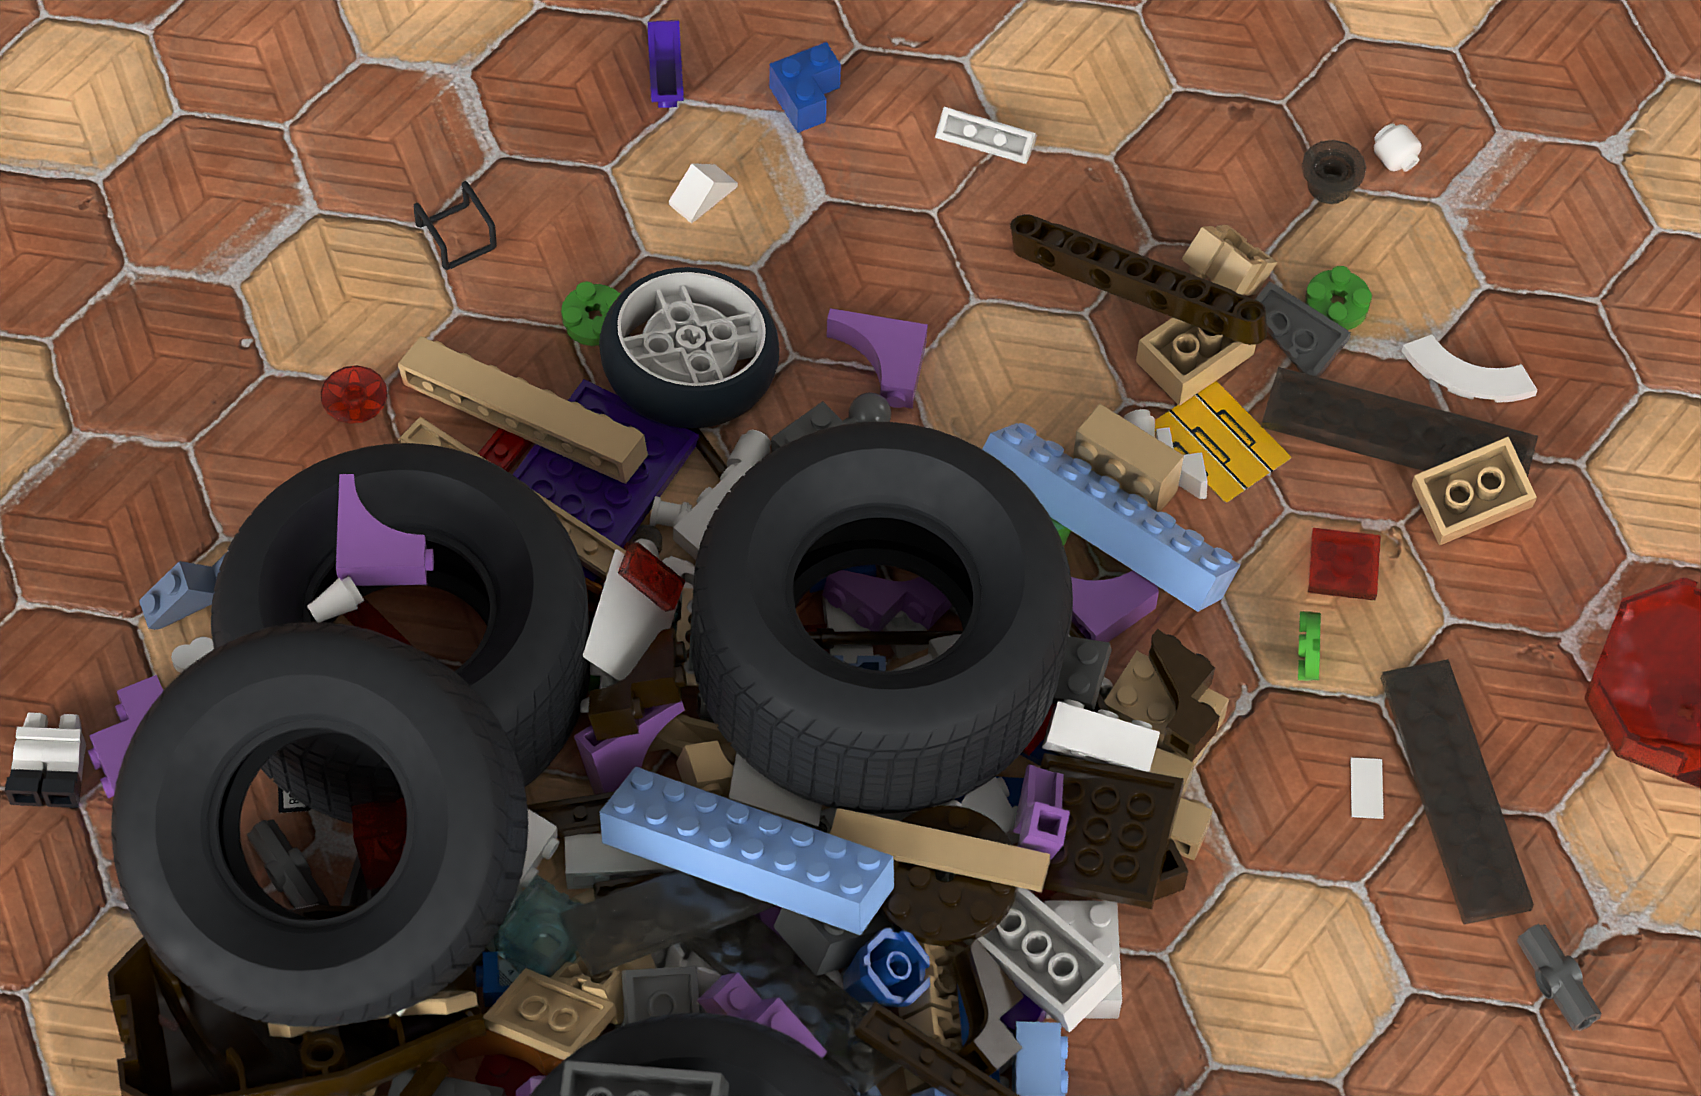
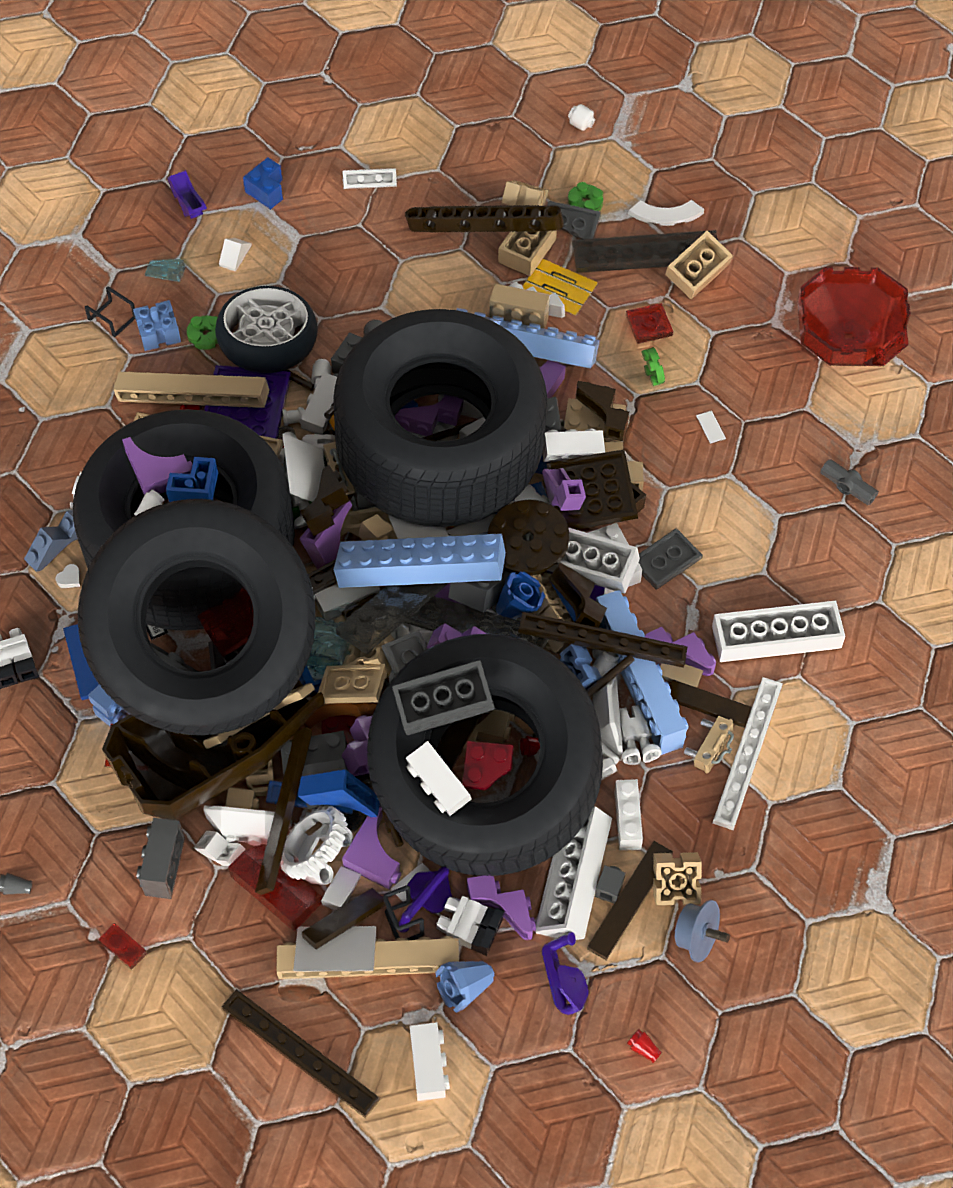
camera: 20 degrees left, 0 degrees up
(111, 743) = (46, 638): medium lavender arch -> none
(350, 384) = (95, 408): clear red dish -> none
(424, 599) = (197, 485): none -> blue brick
(519, 276) = (157, 325): none -> medium blue brick
(578, 181) = (166, 269): none -> clear light blue slope
(651, 576) = (306, 443): clear red plate -> none
(891, 347) = (368, 295): medium lavender arch -> none
(944, 850) = (525, 522): tan tile -> none
(1180, 994) = (668, 558): none -> dark grey tile
(1333, 170) = (555, 138): clear smoke piece -> none
(1456, 792) = (756, 413): clear smoke plate -> none

